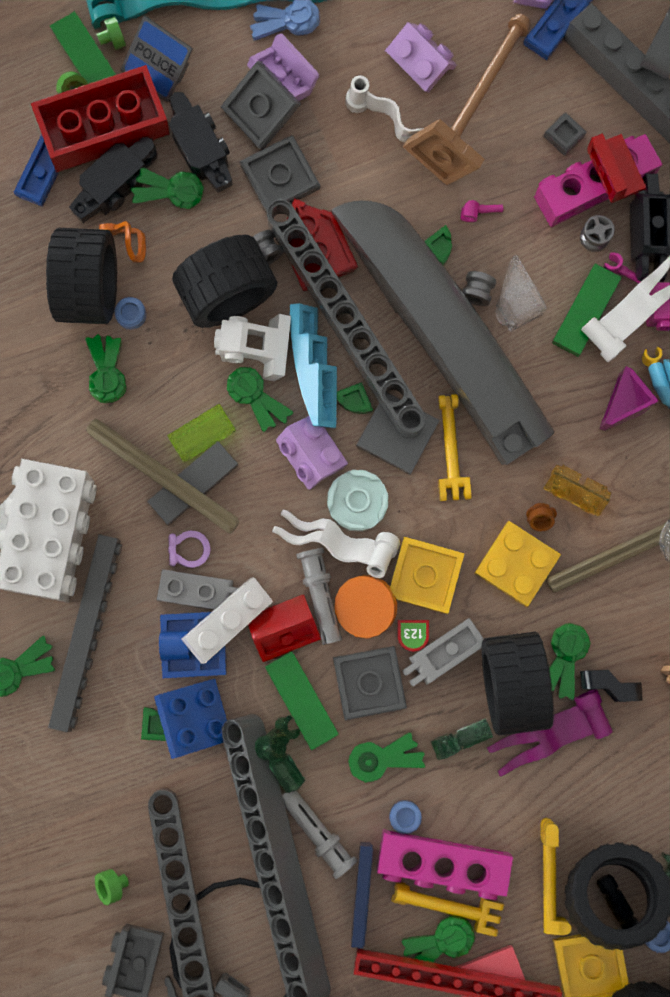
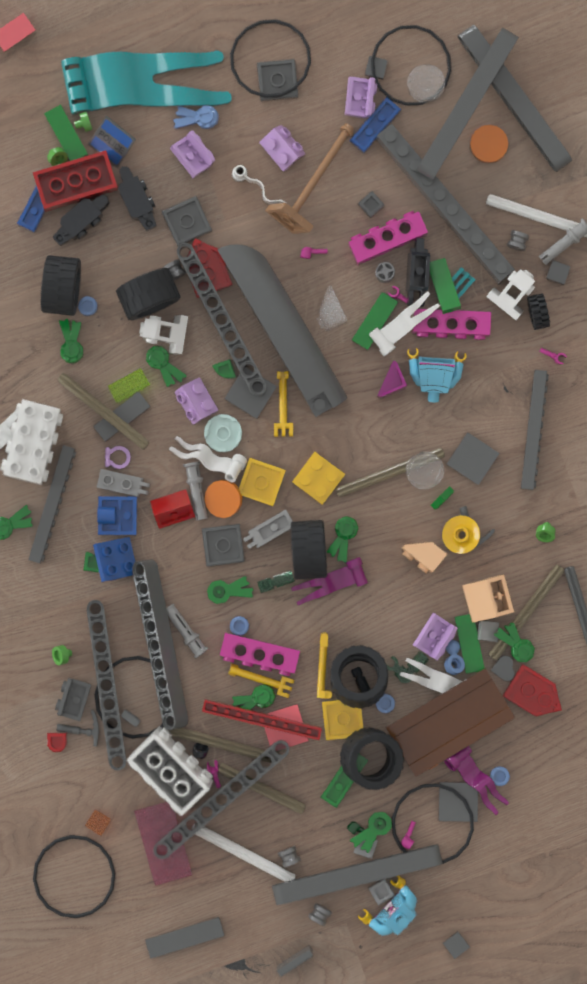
camera: 10 degrees right, 5 degrees up
(125, 227) = (96, 259): orange piece -> none
(181, 189) = (124, 228): green piece -> none
(227, 620) = (139, 502): white plate -> none
(260, 105) = (176, 176): dark grey tile -> none
(273, 748) = (162, 579): clear green bar -> none
(301, 700) = (181, 553): green tile -> none
(315, 377) = (200, 354): medium azure slope -> none
(362, 895) = (210, 668): dark blue tile -> none
(413, 634) = (251, 517): tile -> none
(441, 244) = (285, 274): green tile -> none
(479, 288) = (307, 304): flat silver wheel -> none
(541, 516) = (335, 450): dark orange plate -> none
(590, 497) = (351, 431): clear yellow hinge -> none
(608, 682) = (364, 551): black piece -> none
(615, 167) = (397, 233): red panel -> none

